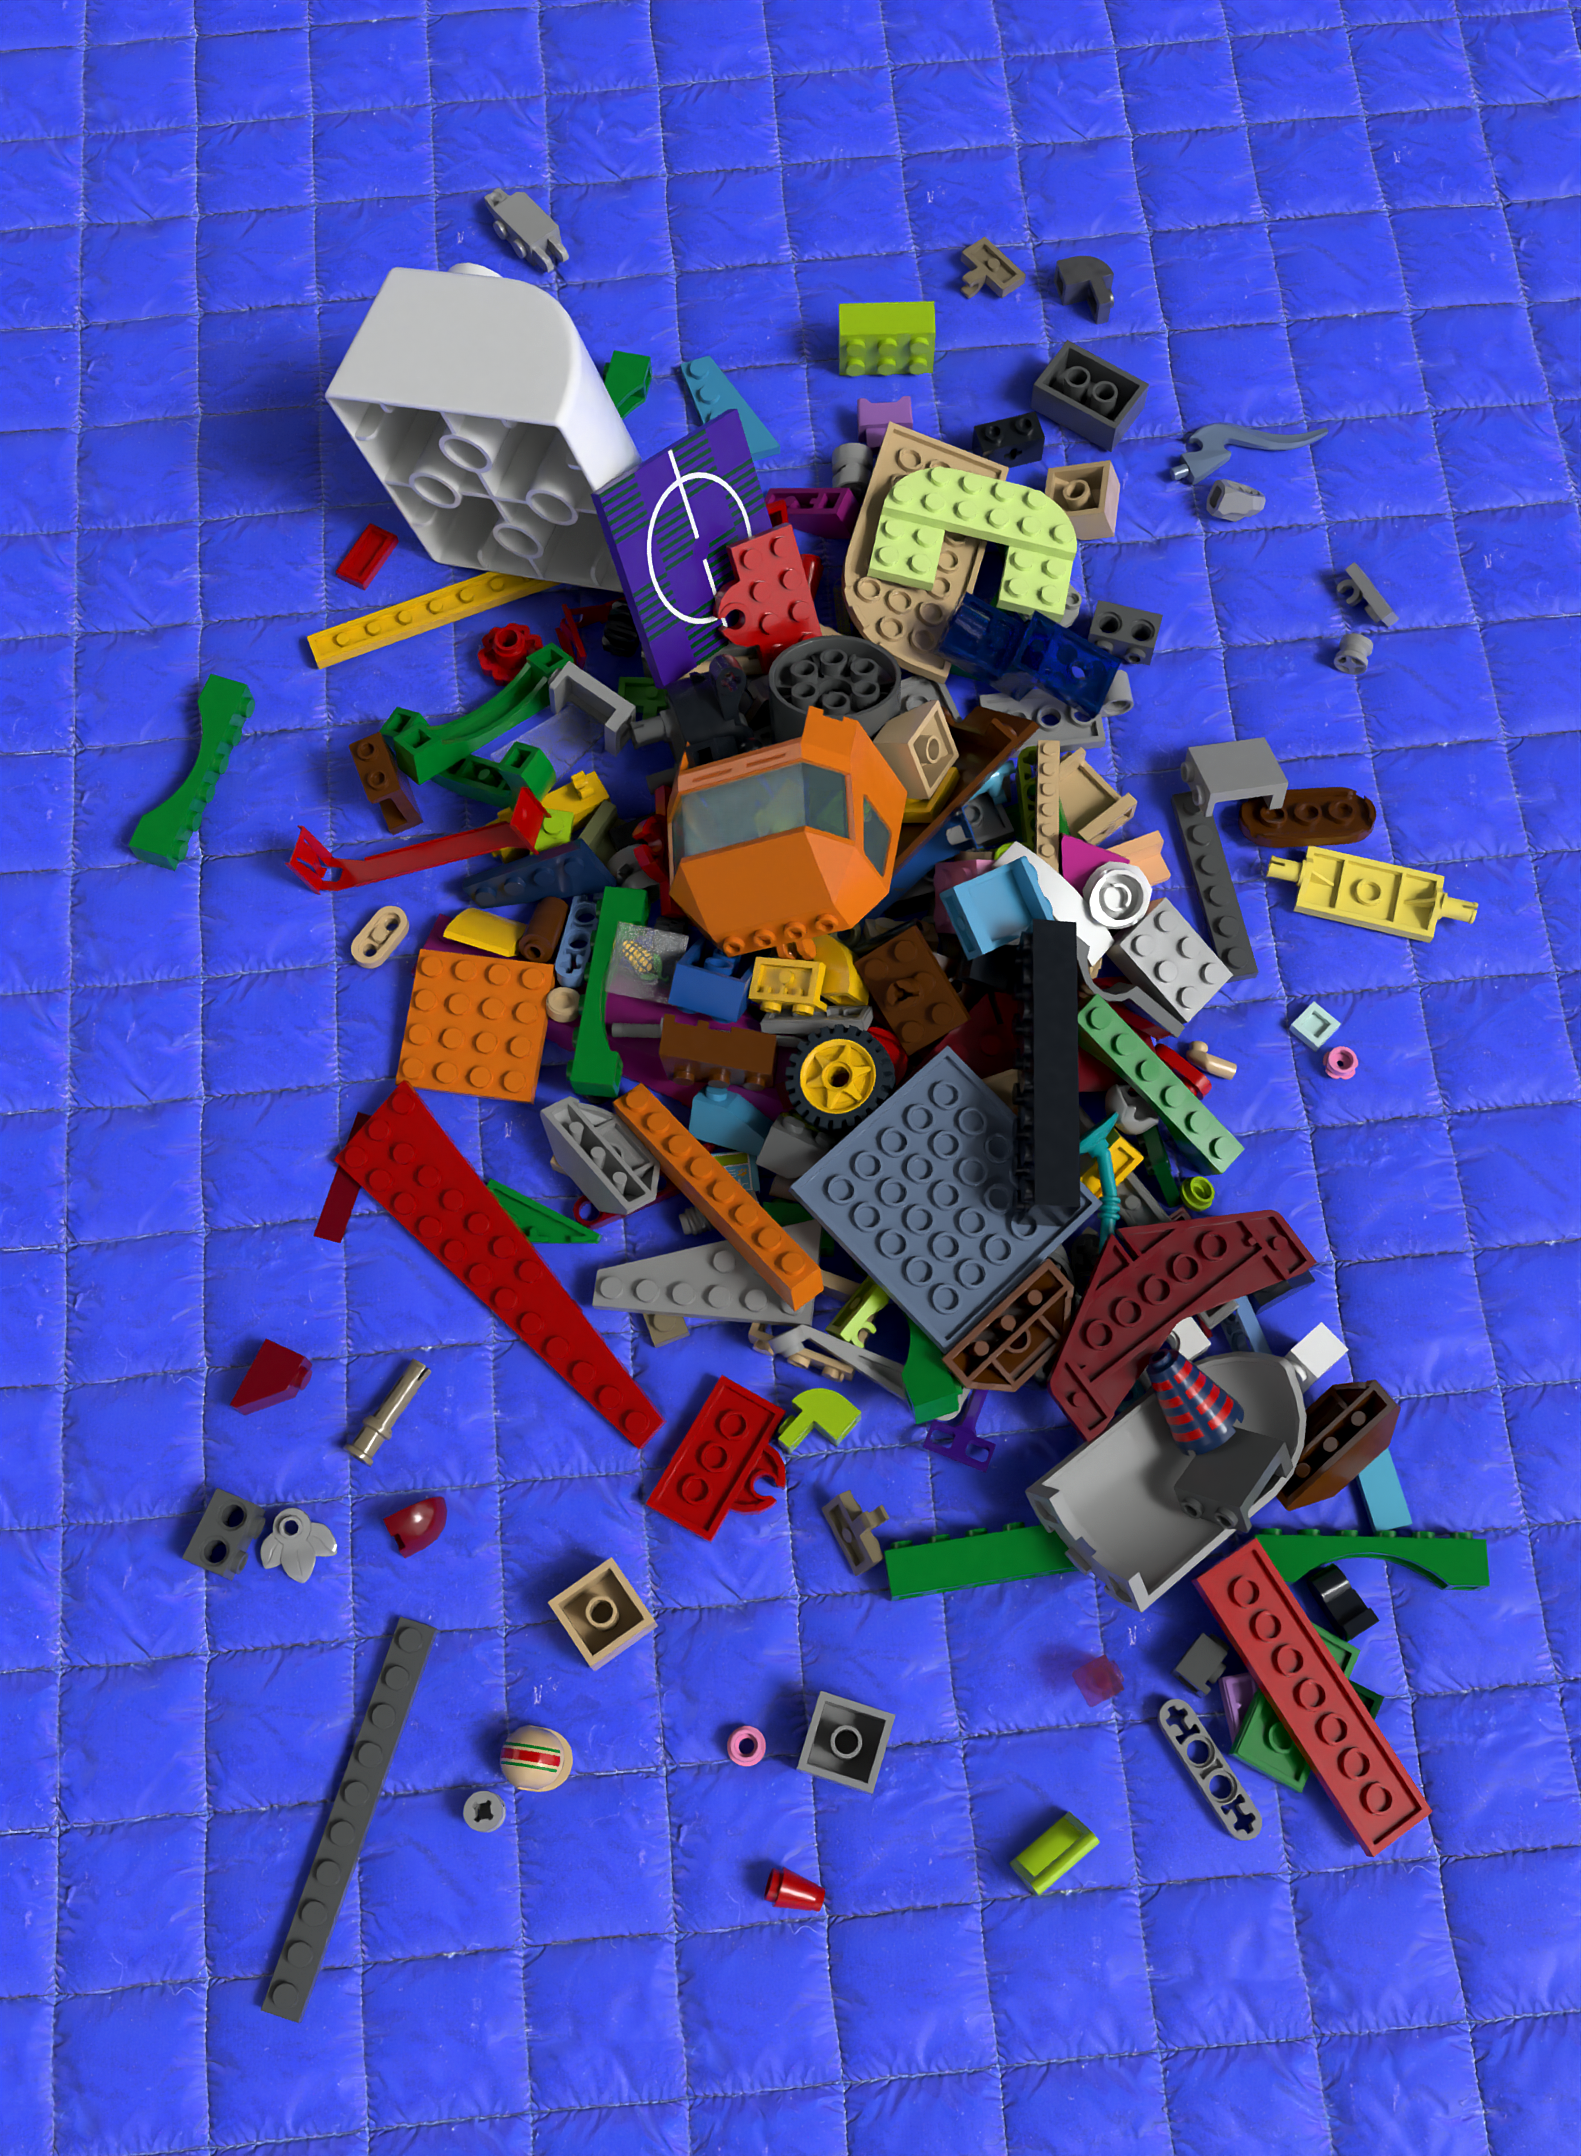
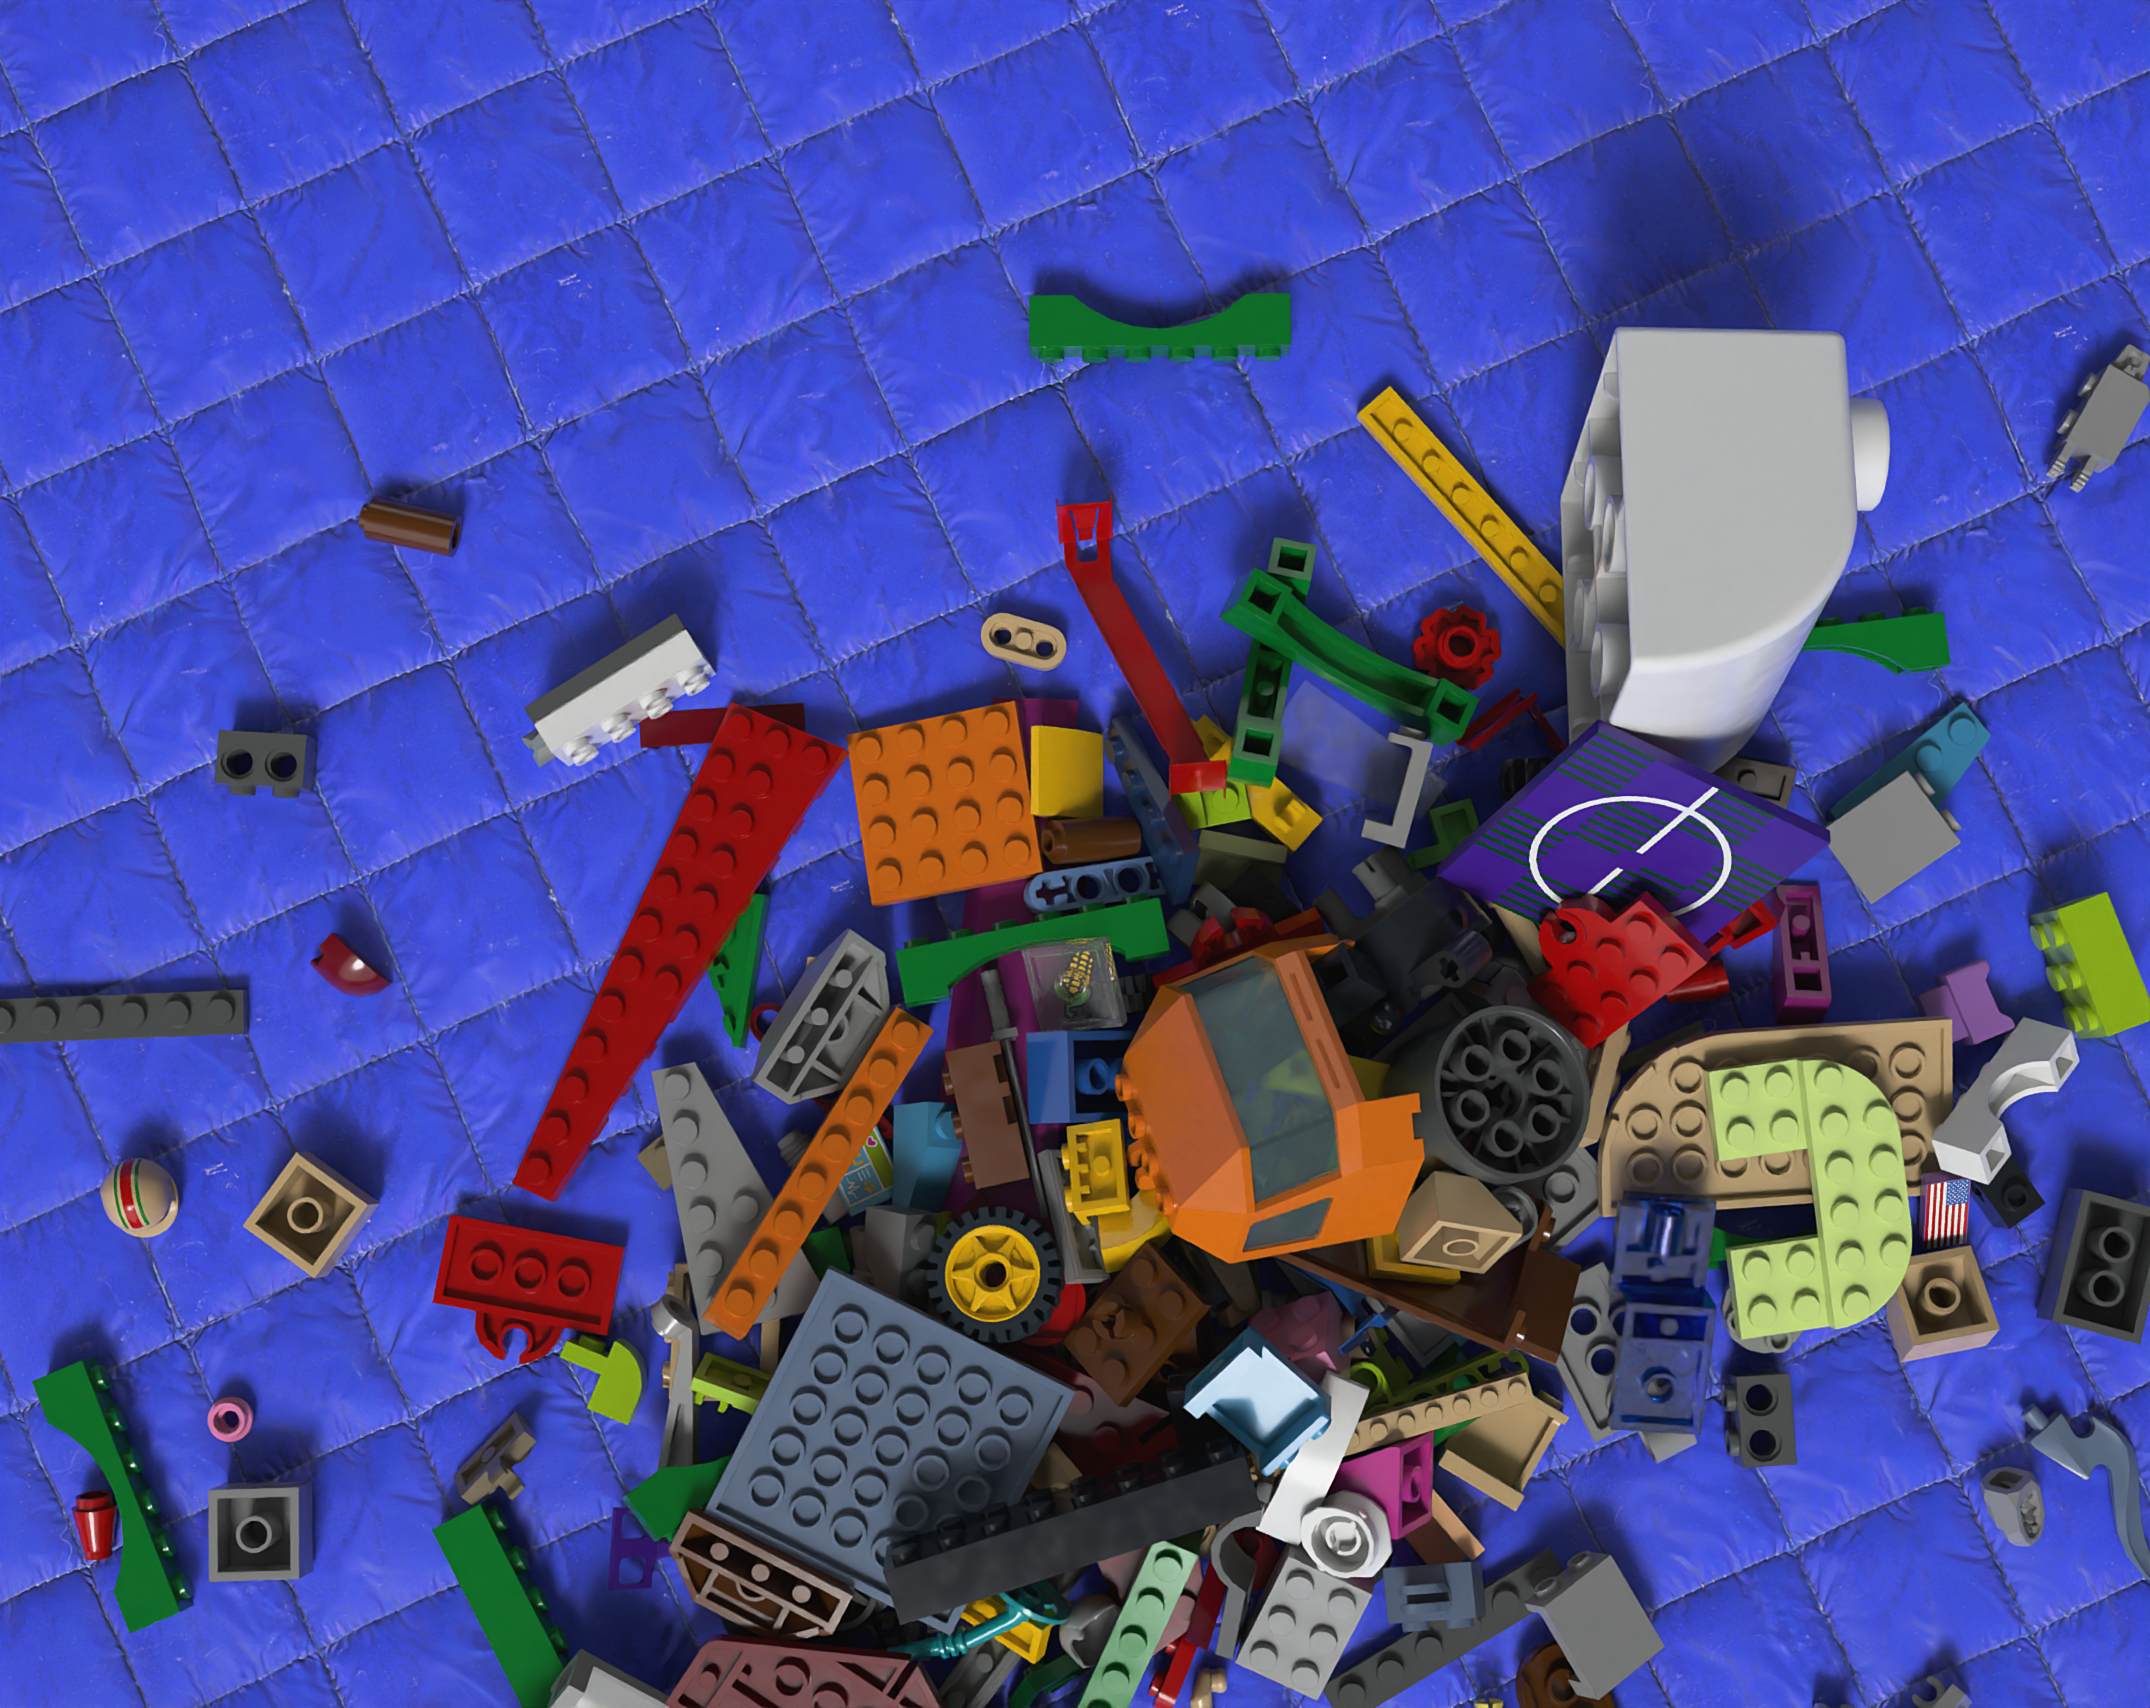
camera: 70 degrees right, 15 degrees up
(89, 1356) = (411, 526): none -> reddish brown brick
(272, 1378) = (455, 741): dark red slope -> none
(290, 1231) = (617, 694): none -> white piece
(298, 1550) = (280, 848): light grey plate -> none
(367, 556) = (1535, 410): red tile -> none
(378, 1427) = (441, 881): dark tan pin -> none
(385, 782) = (1210, 570): reddish brown panel -> none
(491, 1813) = (82, 1162): light grey wheel -> none
(562, 1004) = (1000, 900): tan tile -> none
(689, 1870) = (149, 1577): none -> green arch
(760, 420) = (1892, 835): none -> light grey panel
(852, 468) = (1877, 988): light grey wheel -> none
(973, 429) = (2029, 1062): none -> white arch
(1013, 469) = (1943, 1210): none -> tile
(1180, 872) = (1434, 1593): none -> sand blue brick

